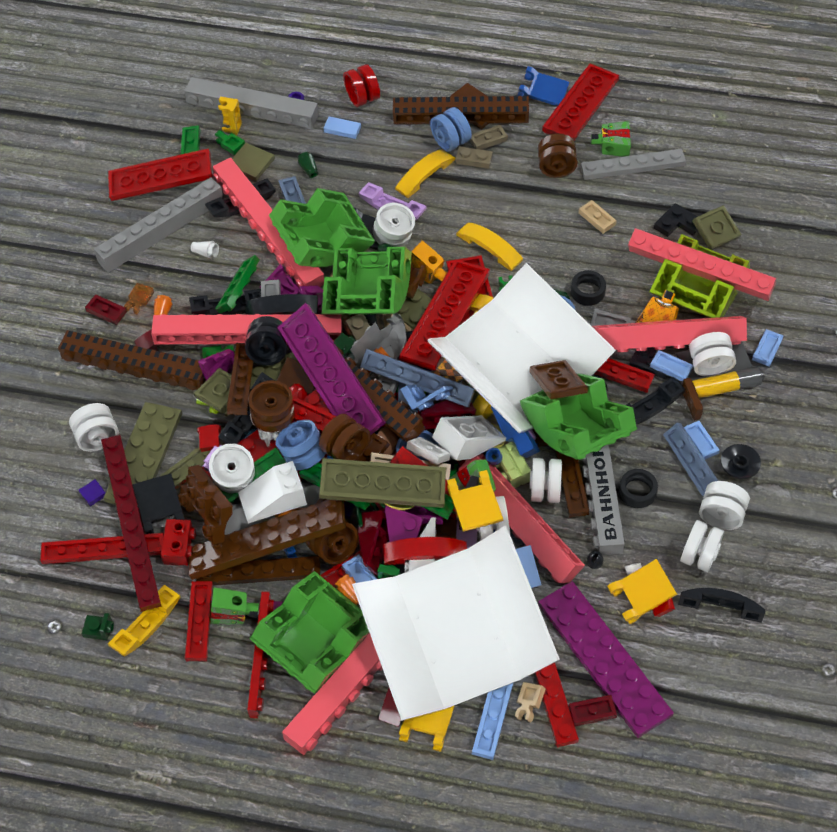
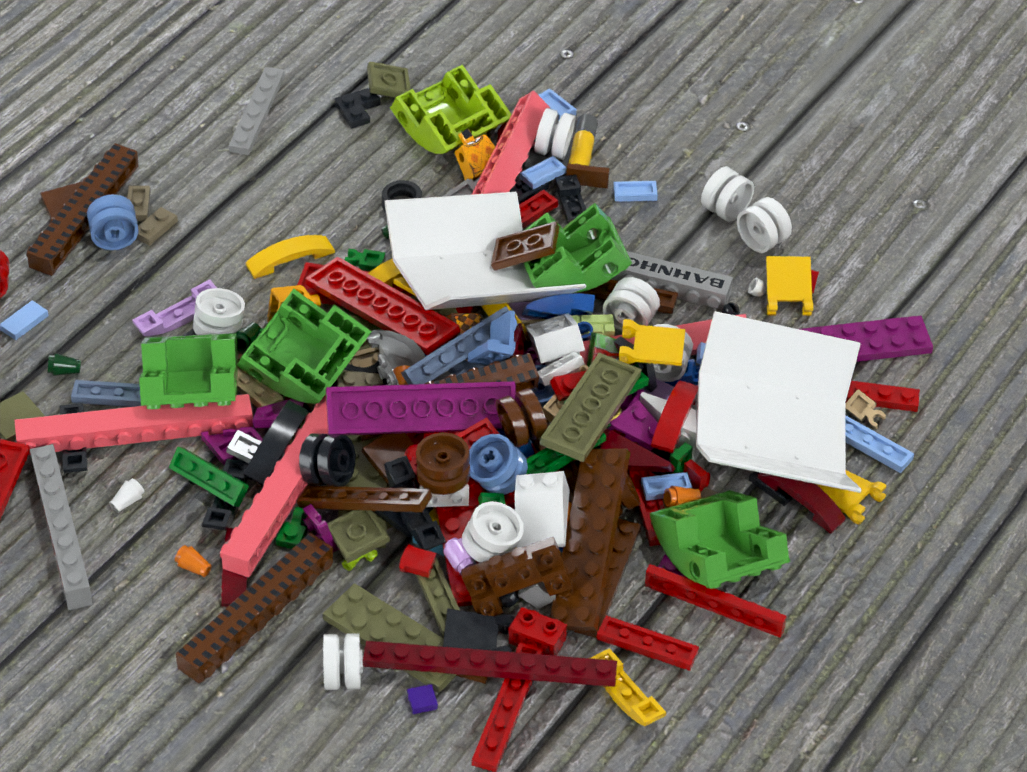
camera: 70 degrees left, 10 degrees down
(98, 627) = (609, 736): dark green bracket -> none
(105, 309) = (157, 615): dark red plate -> none
(139, 296) = (158, 577): clear orange plate -> none
(231, 607) = (652, 597): bright green torso -> none
(333, 697) = (805, 568): coral brick -> none
(422, 170) = (149, 273): yellow slope -> none
(544, 87) = (96, 137): blue flag -> none
(557, 155) = (215, 153): reddish brown wheel -> none
(581, 102) = (143, 115): red plate -> none
(592, 710) = (894, 367): dark red plate -> none
(597, 216) = (312, 159): tan plate -> none
(614, 139) = (217, 108): bright green torso -> none
(638, 475) = (670, 240): black tyre -> none
(690, 457) = (657, 202): sand blue plate -> none
(702, 264) = (444, 97): coral brick -> none
(742, 455) = (678, 170): black dish -> none
(749, 609) = (835, 226): black slope -> none

